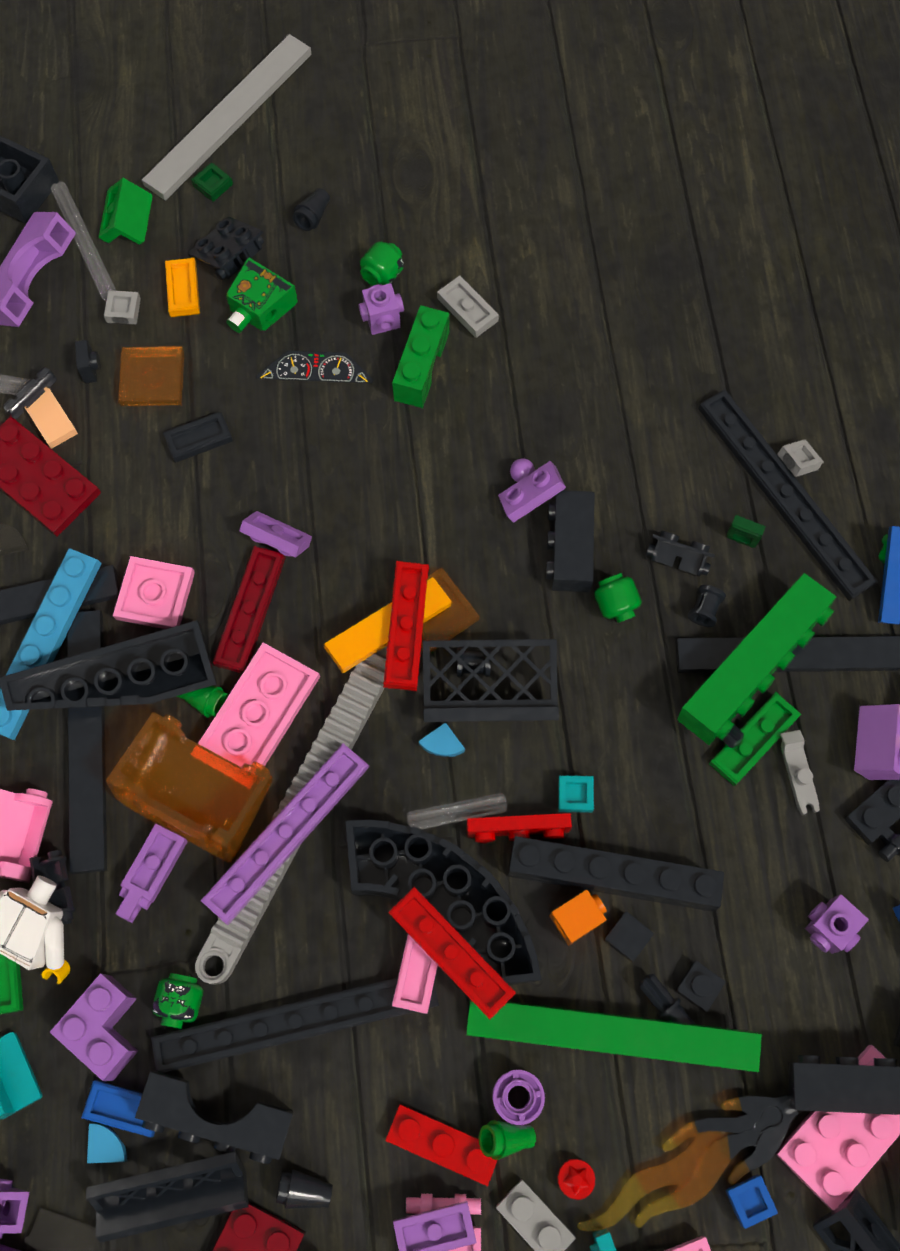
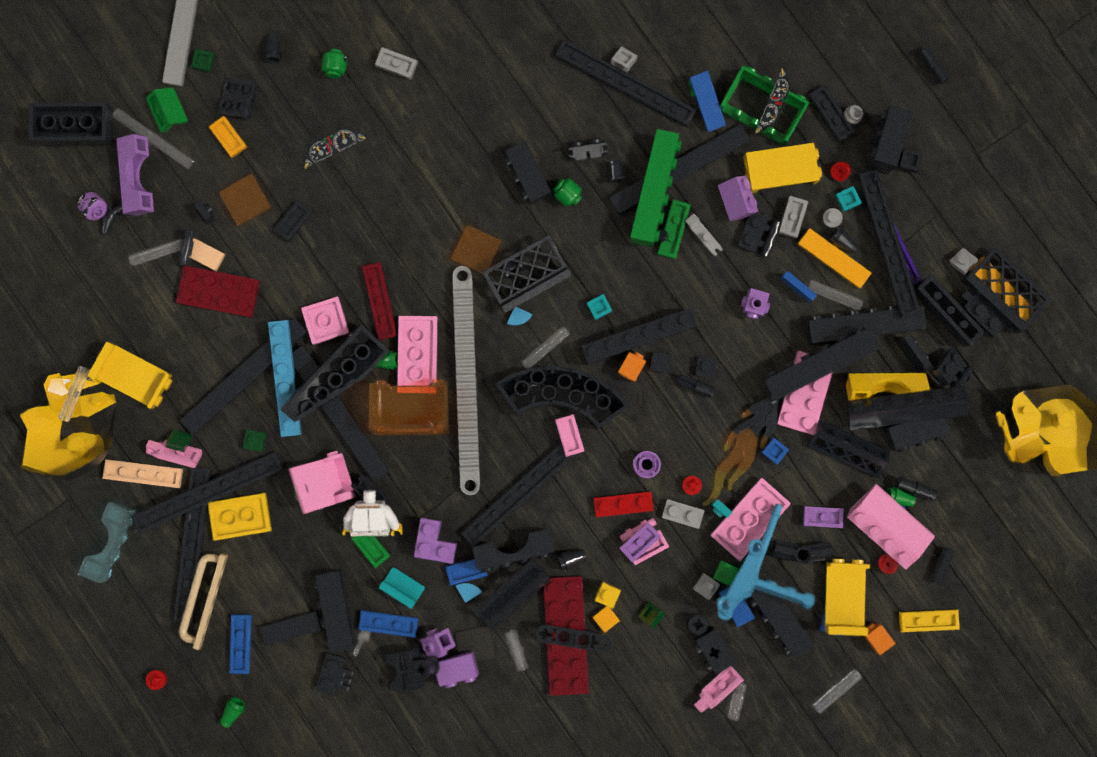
camera: 30 degrees left, 15 degrees up
(122, 307) = (203, 168): light grey plate -> none
(149, 871) = (412, 459): medium lavender hinge -> none
(177, 1000) = (462, 510): green head -> none
(258, 297) = (276, 121): green torso -> none
(276, 534) = (369, 254): medium lavender plate -> none
(284, 834) = (468, 404): medium lavender tile -> none
(372, 632) = (458, 272): light orange tile -> none
(381, 308) = (352, 97): medium lavender brick -> none
(406, 626) = (468, 268): red tile -> none
(417, 361) = (388, 109): green arch -> none
(452, 953) = (581, 417): red tile -> none
(503, 1139) = (650, 486): green cone -> none
(531, 489) = (491, 155): medium lavender plate -> none
(550, 825) = (580, 339): red plate -> none
(619, 1035) = (675, 412): green tile -> none
(745, 531) = (615, 119): dark green tile -> none

